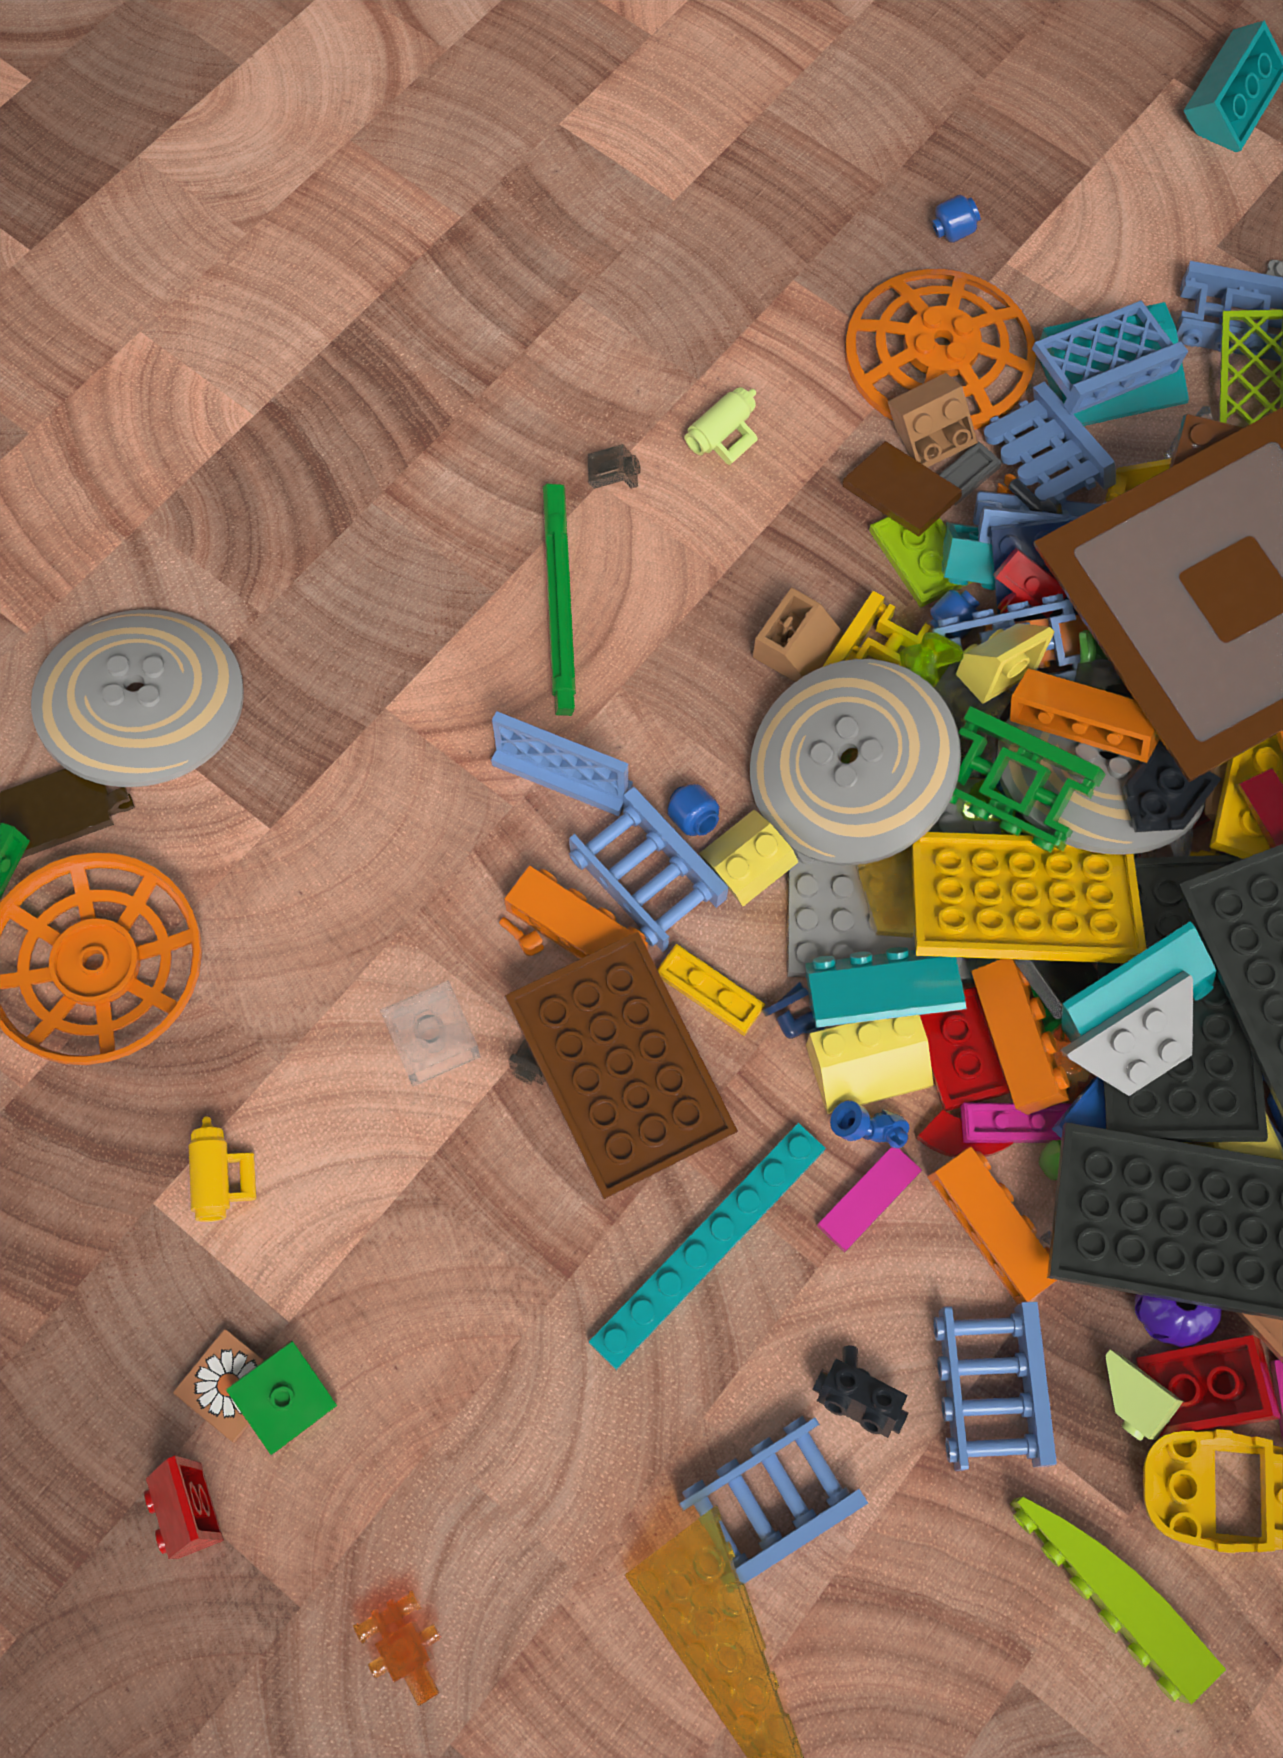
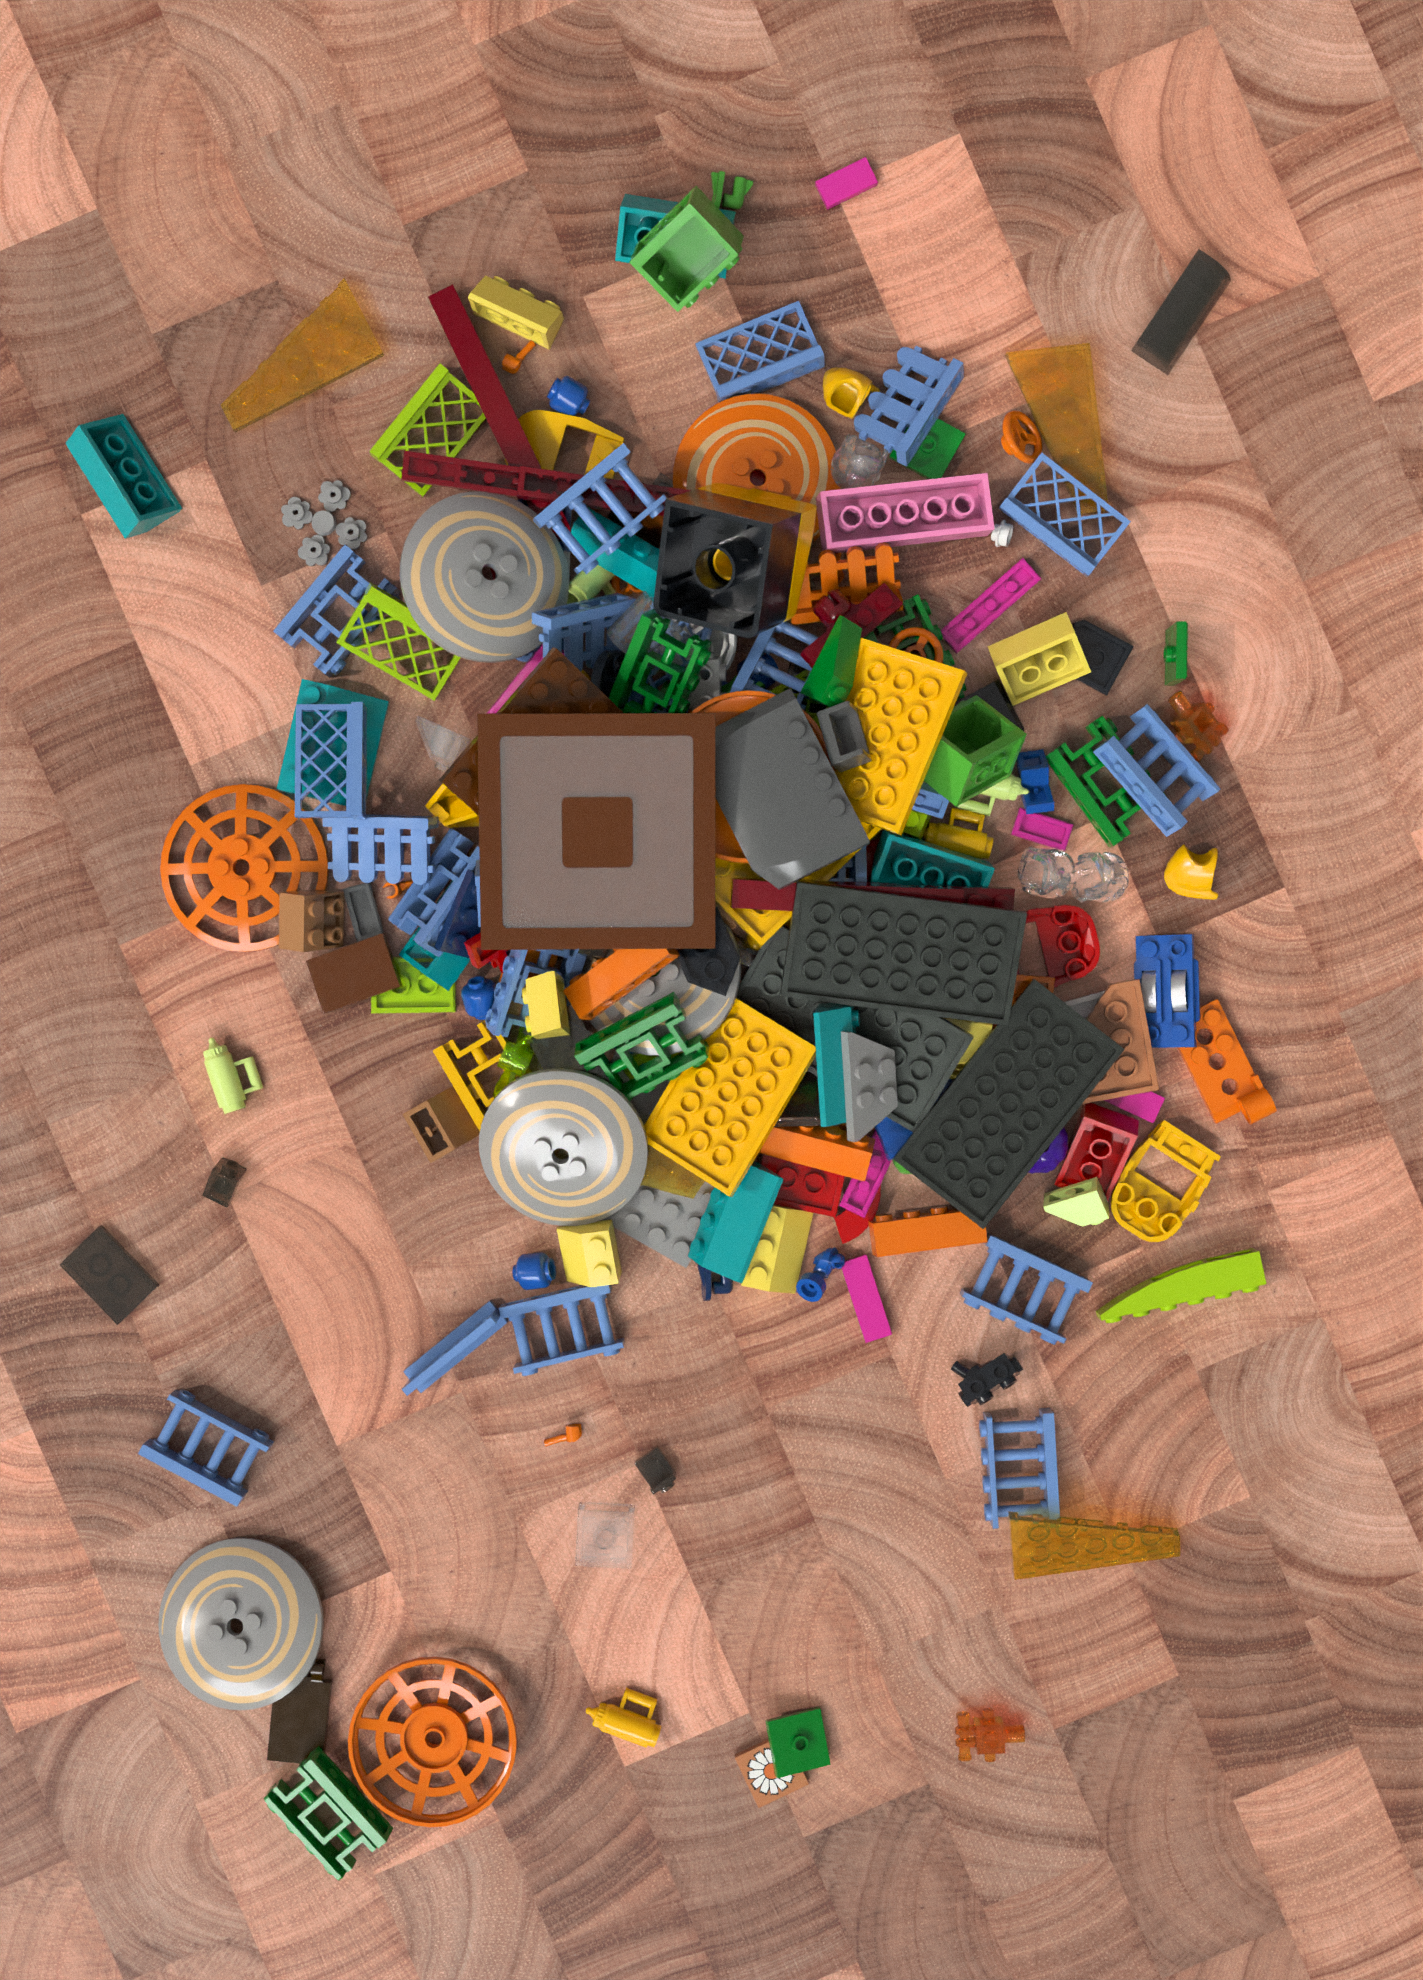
camera: 60 degrees left, 20 degrees up
(182, 1508) = (837, 1833): red slope -> none
(291, 560) = (206, 1475): none -> medium blue fence
(455, 411) = (109, 1274): none -> clear smoke tile
(559, 599) = (311, 1277): green piece -> none
(563, 914) = (577, 1397): orange brick -> none
(620, 1064) = (694, 1421): reddish brown plate -> none
(706, 1247) = (841, 1419): teal plate -> none
(710, 990) = (669, 1326): yellow tile -> none
(956, 218) = (133, 788): blue head -> none
(1031, 501) = (435, 887): black bar -> none

